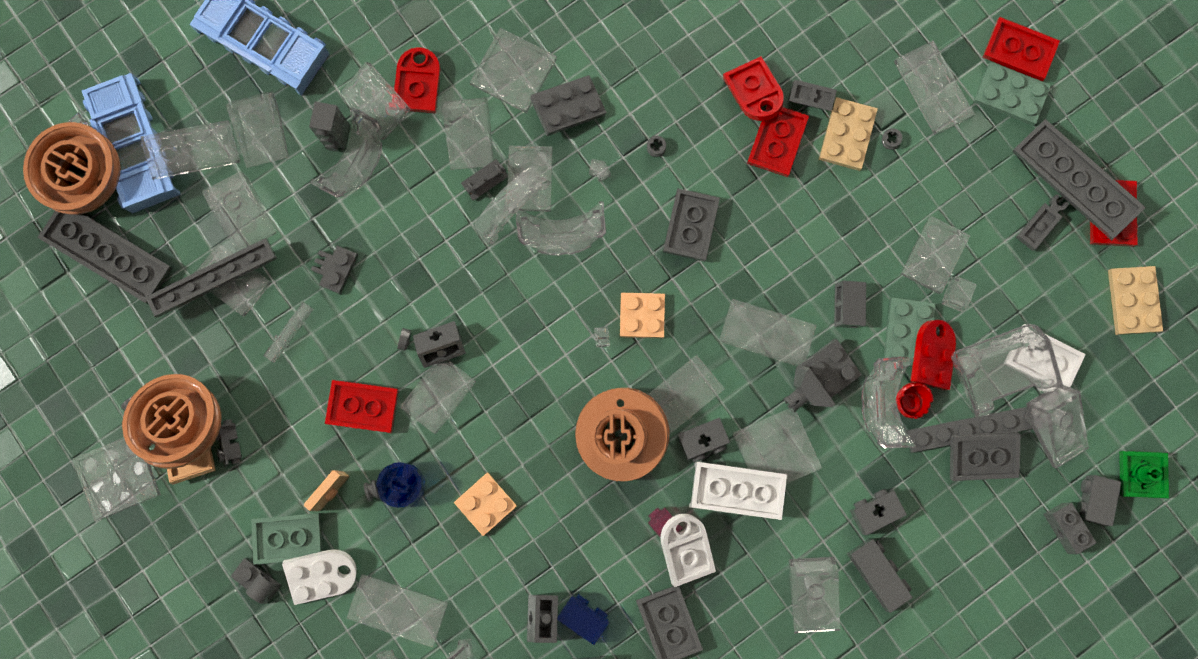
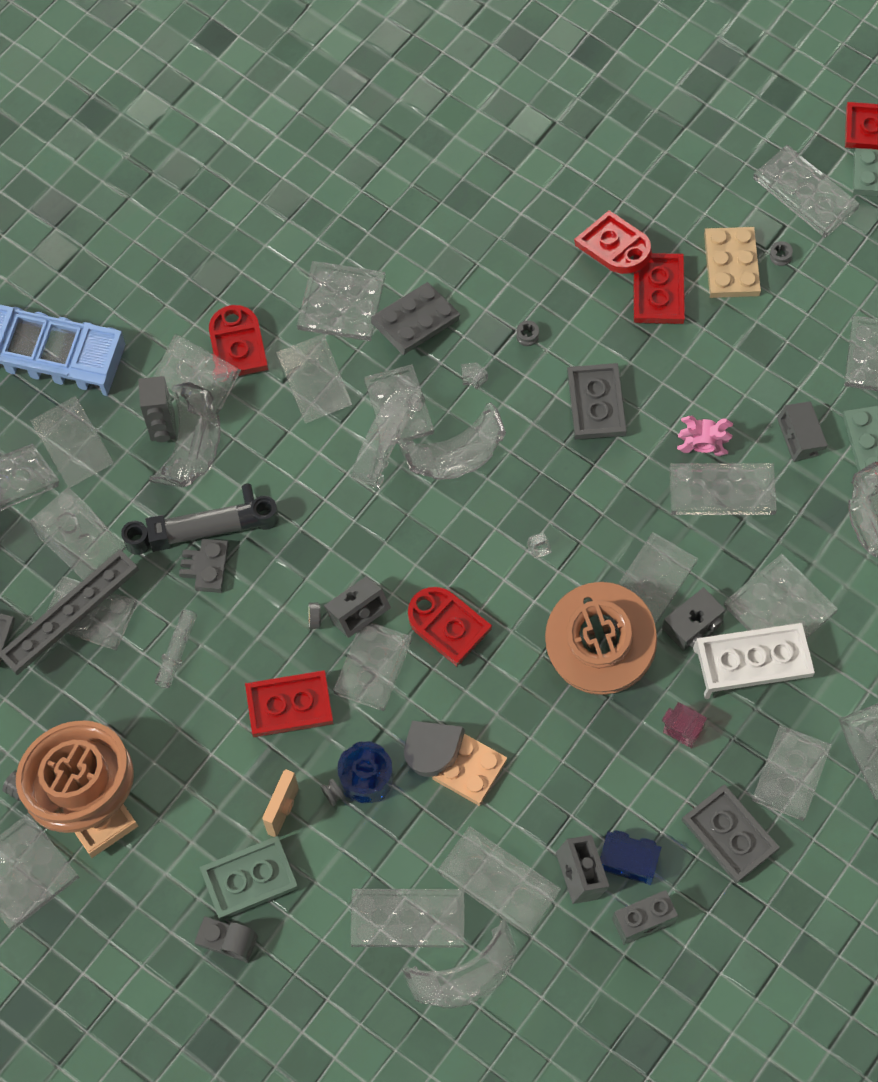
camera: 20 degrees left, 15 degrees down
(228, 451) = (145, 802): dark grey hinge -> none
(308, 231) = (163, 532): none -> piece
(318, 575) = (300, 908): white plate -> none
(460, 480) = (432, 747): none -> dark grey tile
(477, 602) = (499, 881): none -> clear plate
(484, 179) = (348, 421): dark grey hinge -> none
(506, 380) = (448, 624): none -> red plate
(642, 315) = (576, 511): light nougat plate -> none
(687, 551) = (720, 740): white plate -> none
(736, 589) = (791, 772): none -> clear plate
(767, 286) = (704, 435): none -> bright pink pin
(812, 95) = (679, 231): dark grey hinge -> none
(822, 377) = (801, 513): dark grey plate -> none

